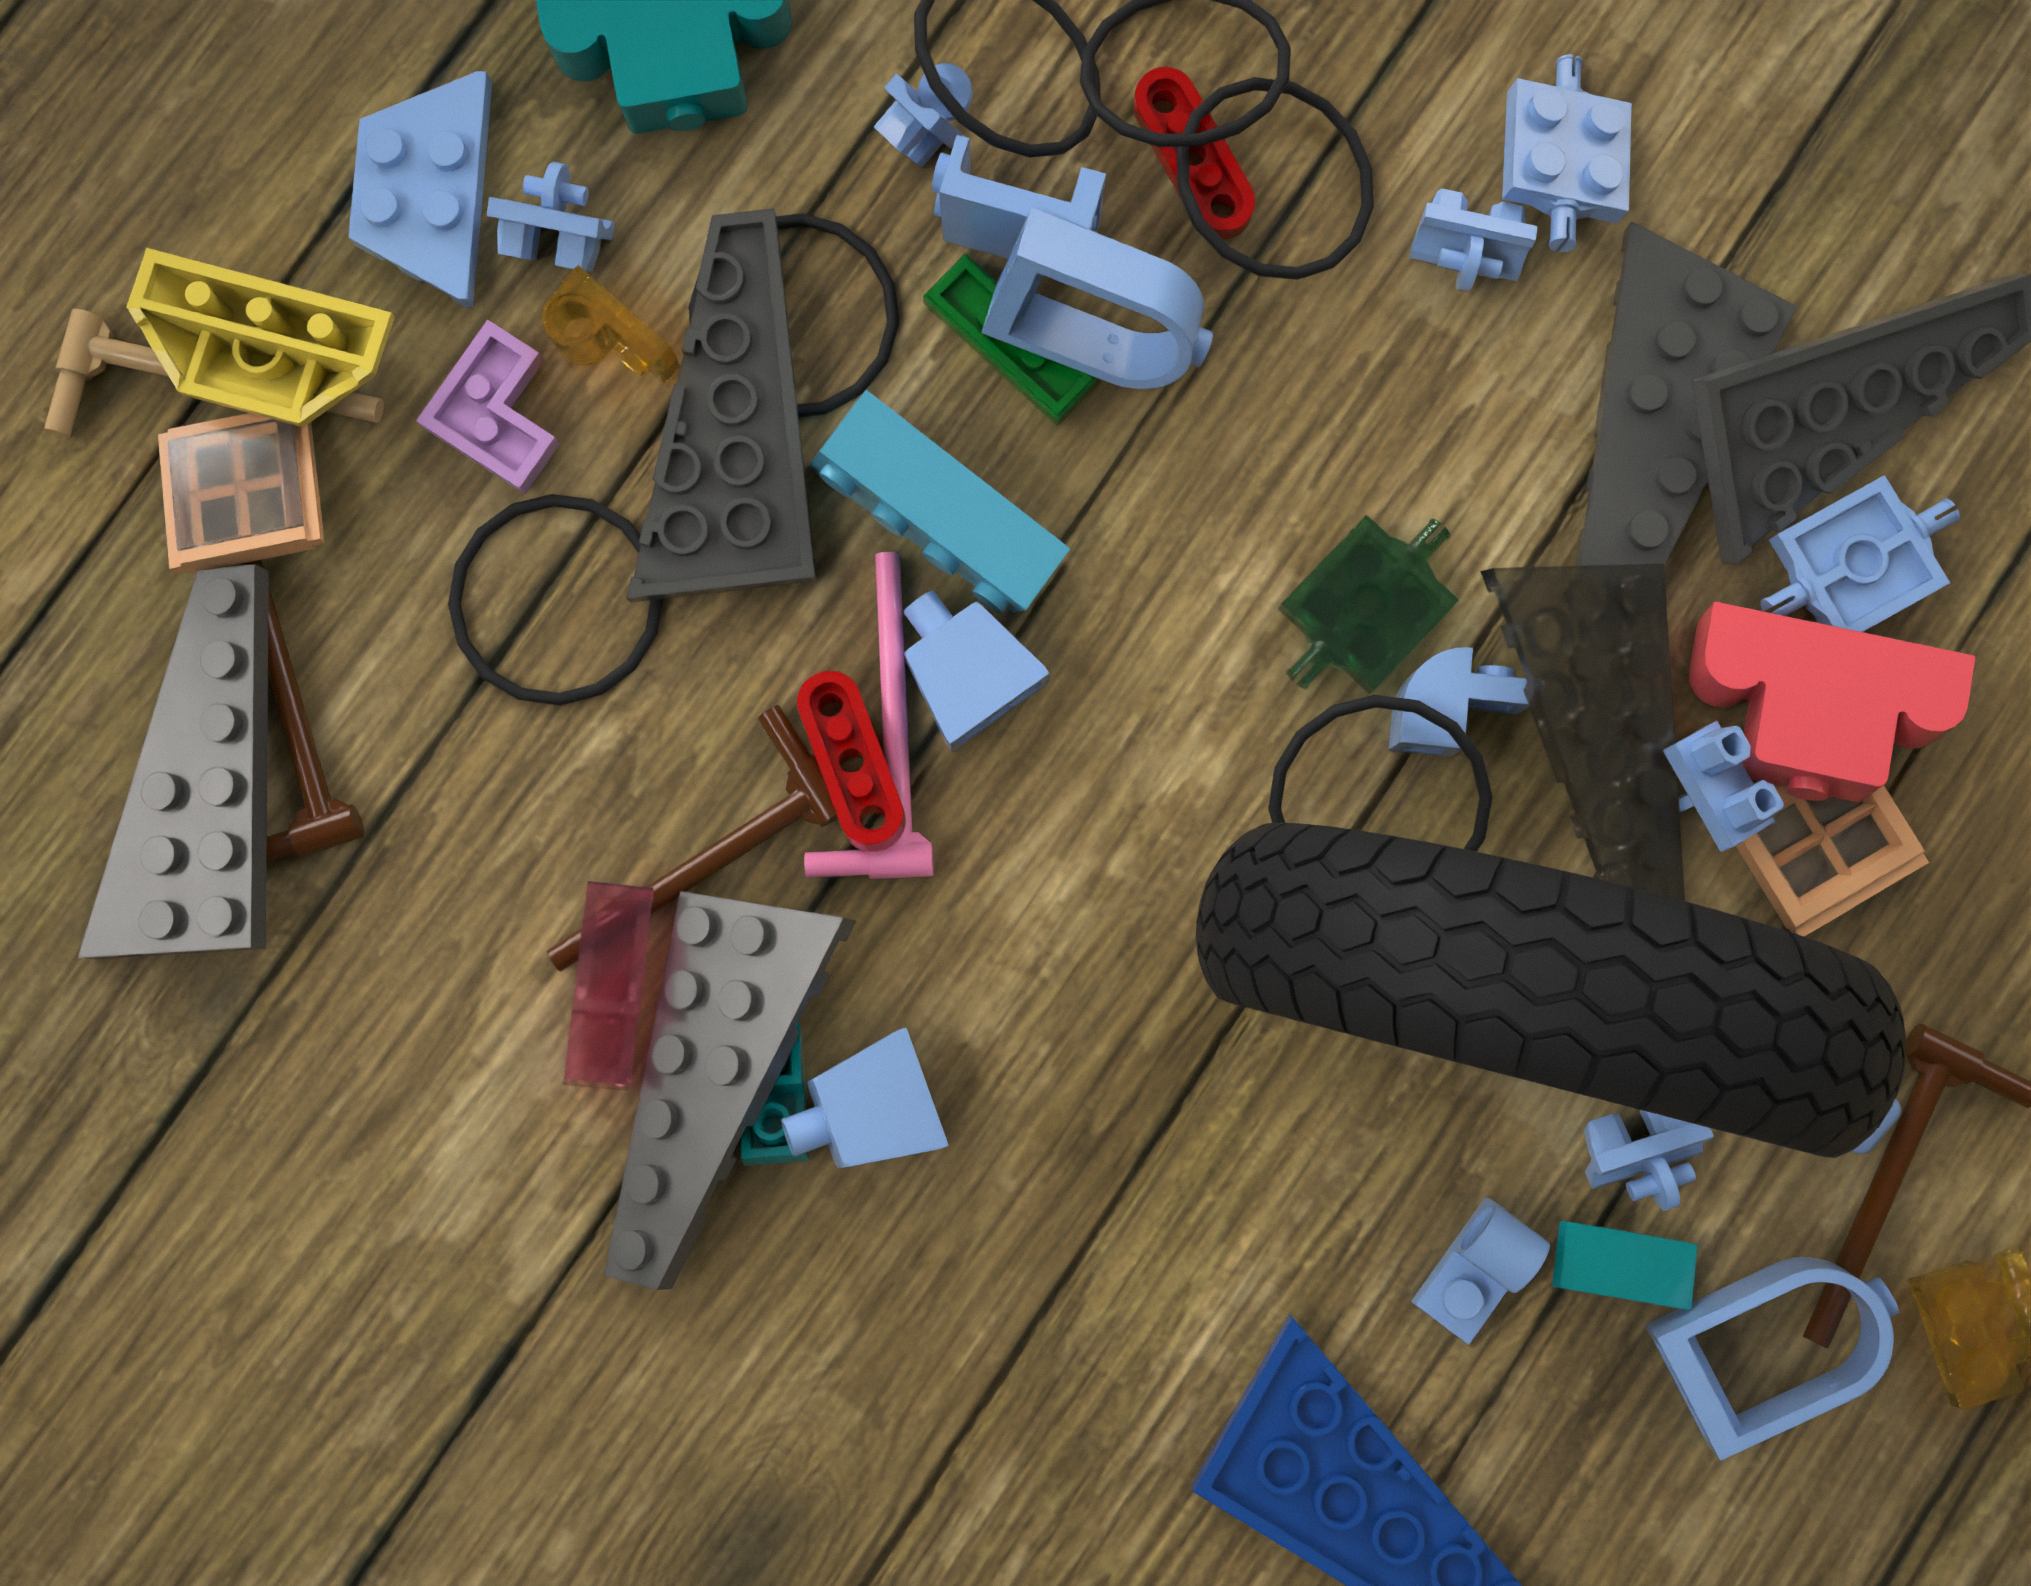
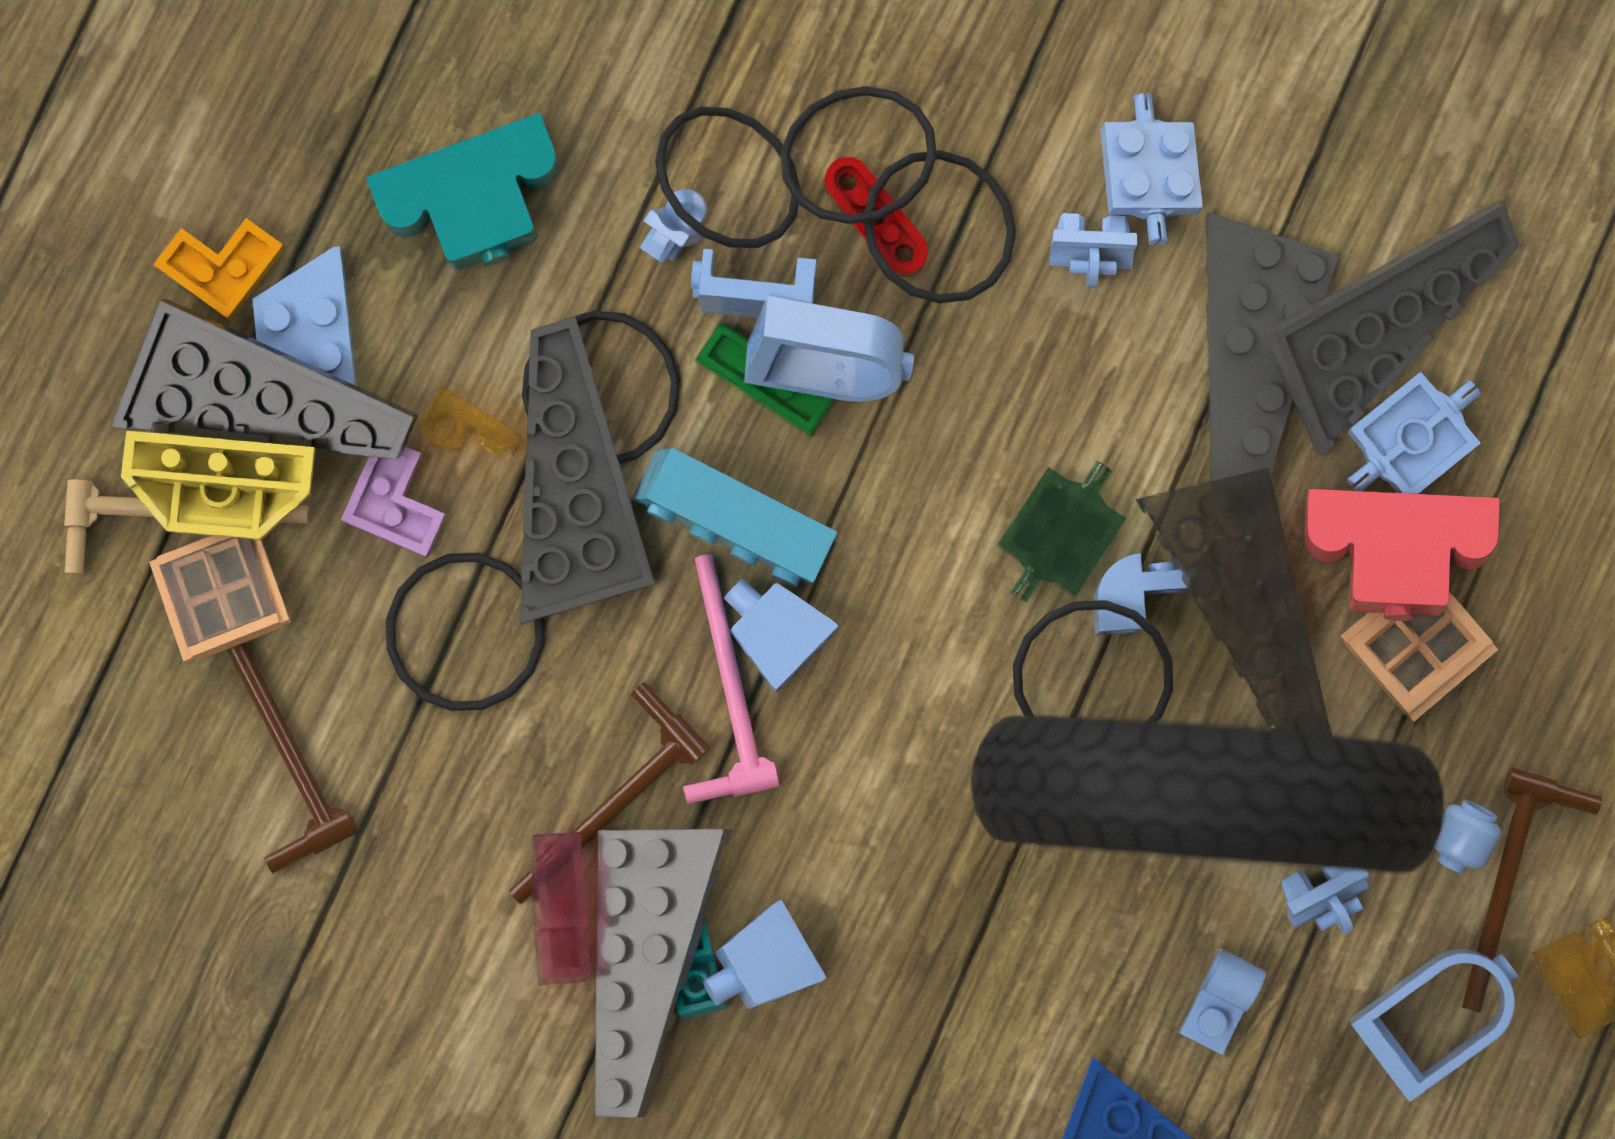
camera: 10 degrees left, 0 degrees up
(195, 818) = (236, 843): wing -> none
(299, 216) = (231, 387): none -> wing
(330, 86) = (225, 278): none -> light orange plate
(521, 222) = (431, 354): light blue hips -> none
(844, 737) = (701, 695): red plate -> none
(1624, 1265) = (1324, 978): teal slope -> none
(1720, 786) = (1335, 622): light blue hips -> none

